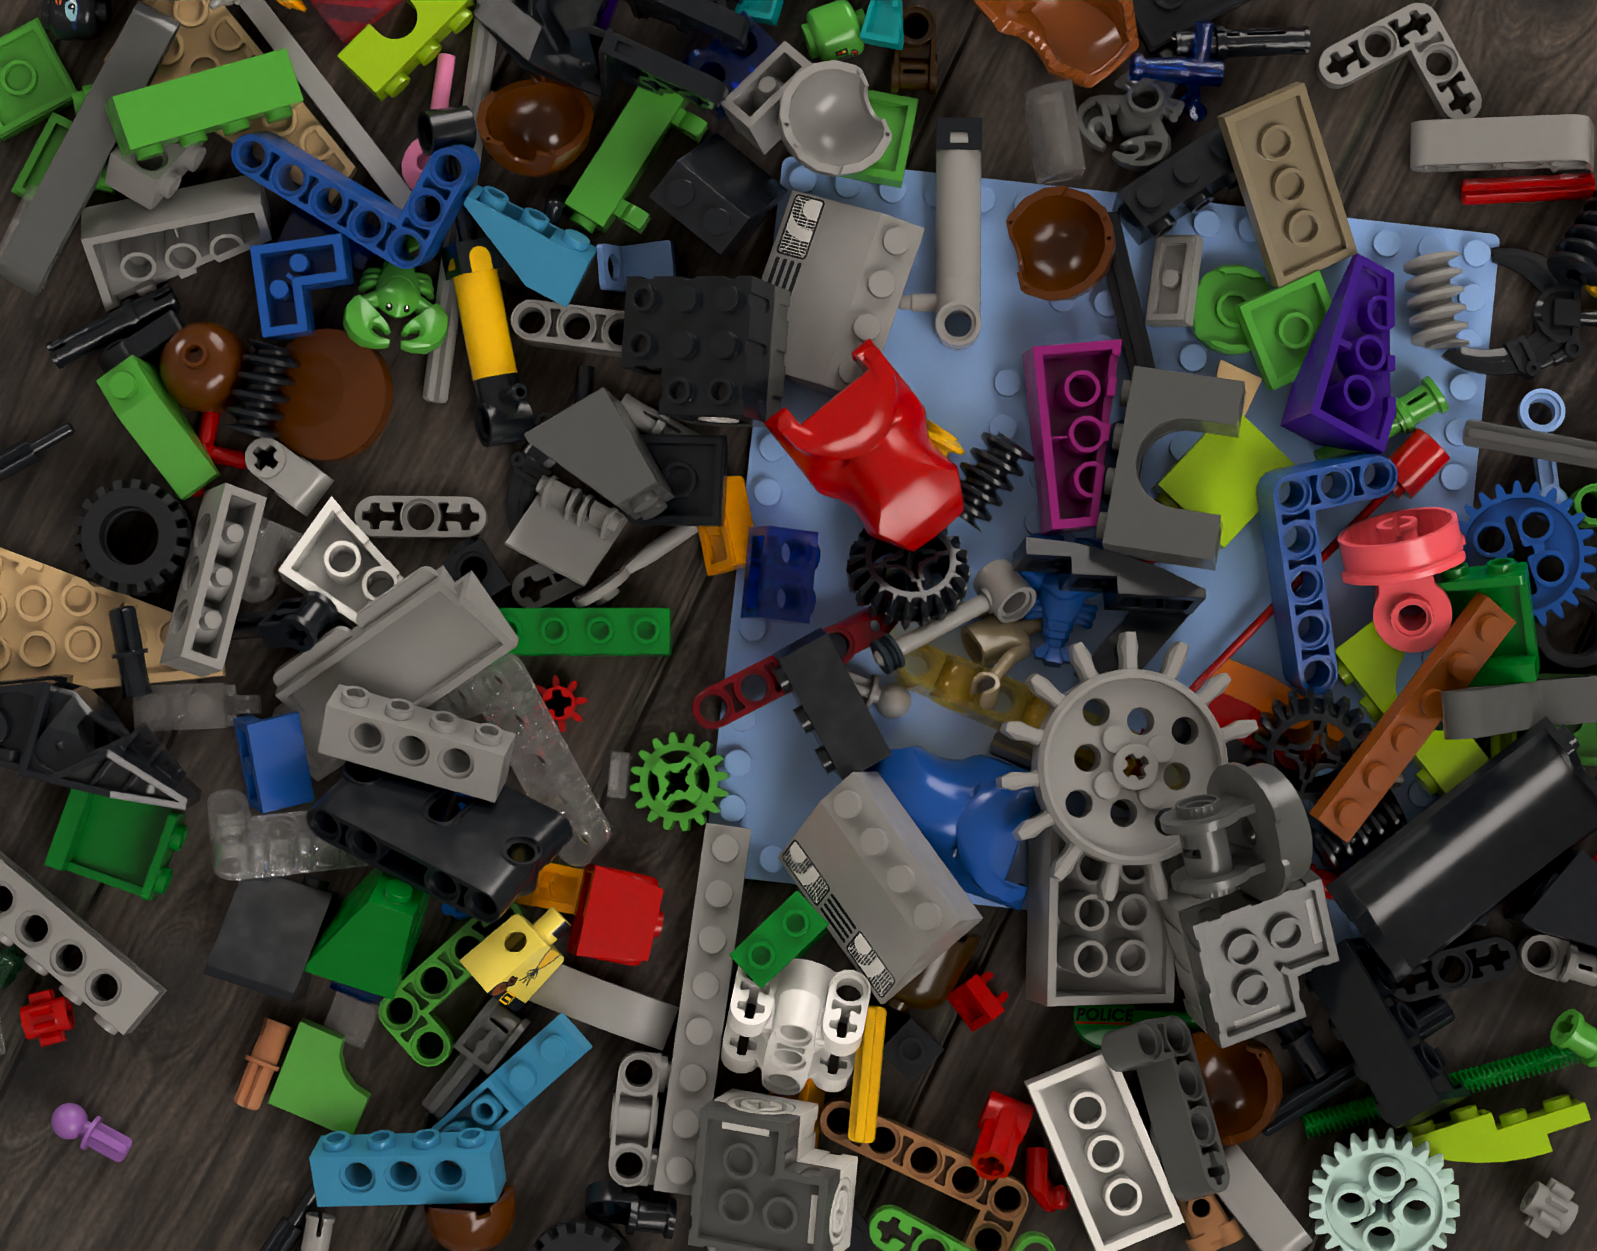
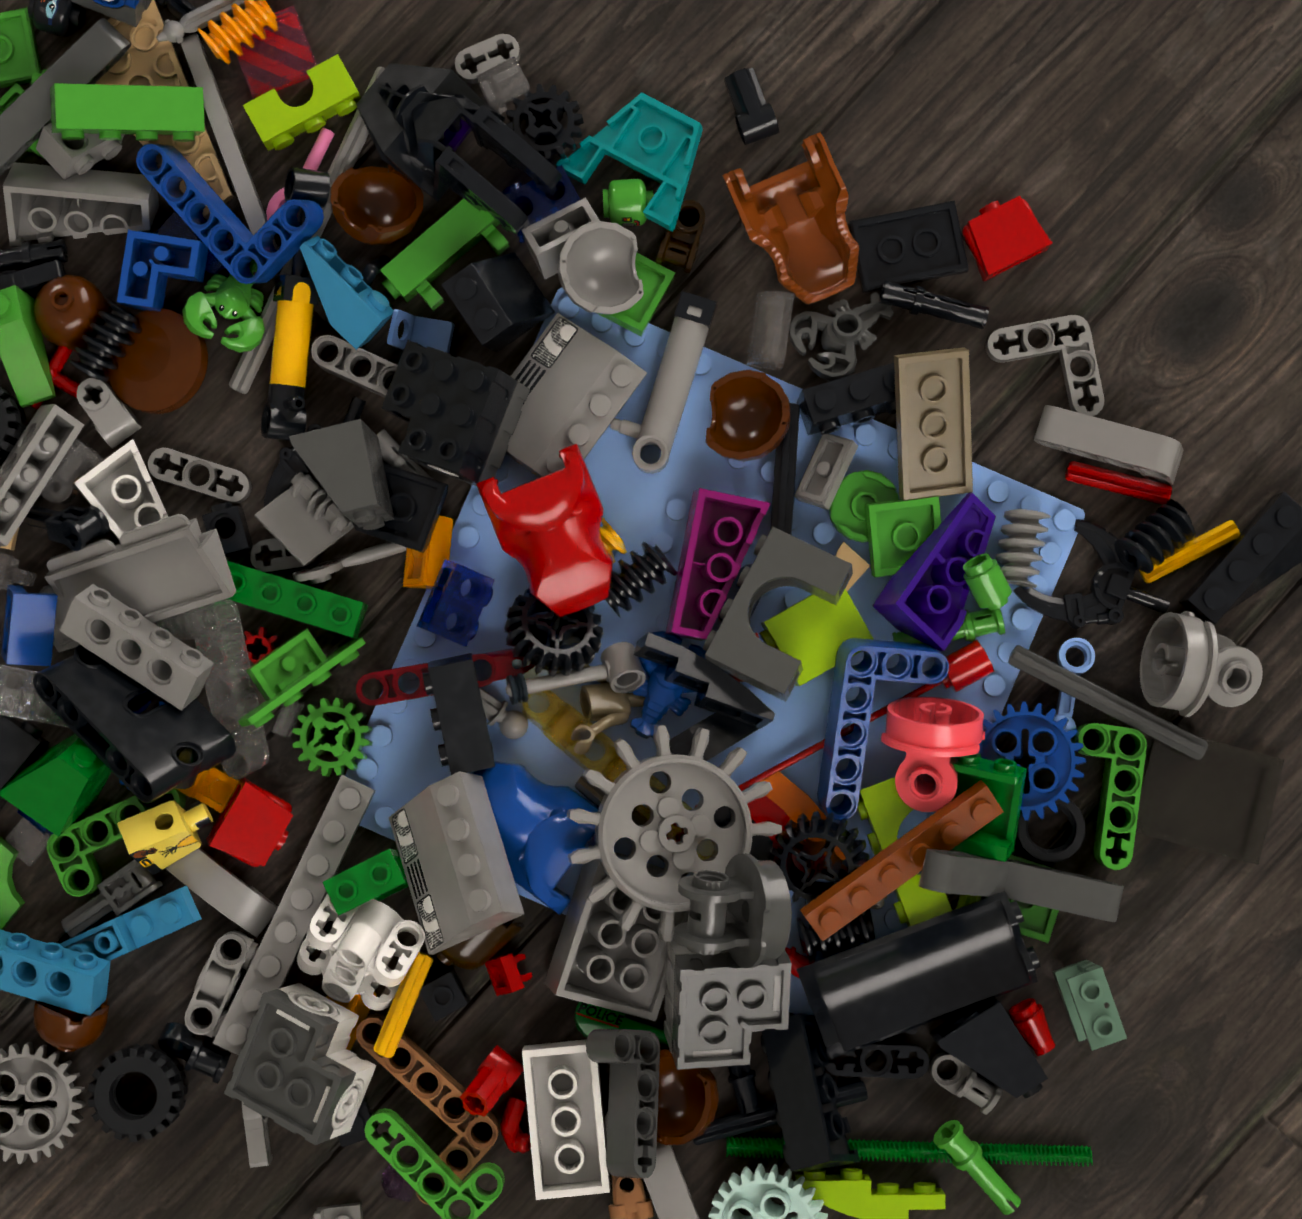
camera: 10 degrees right, 0 degrees up
(607, 715) = (292, 668): none -> bright green bracket
(1191, 71) = (889, 315): clear blue piece -> none
(1409, 354) = (986, 582): none -> bright green brick

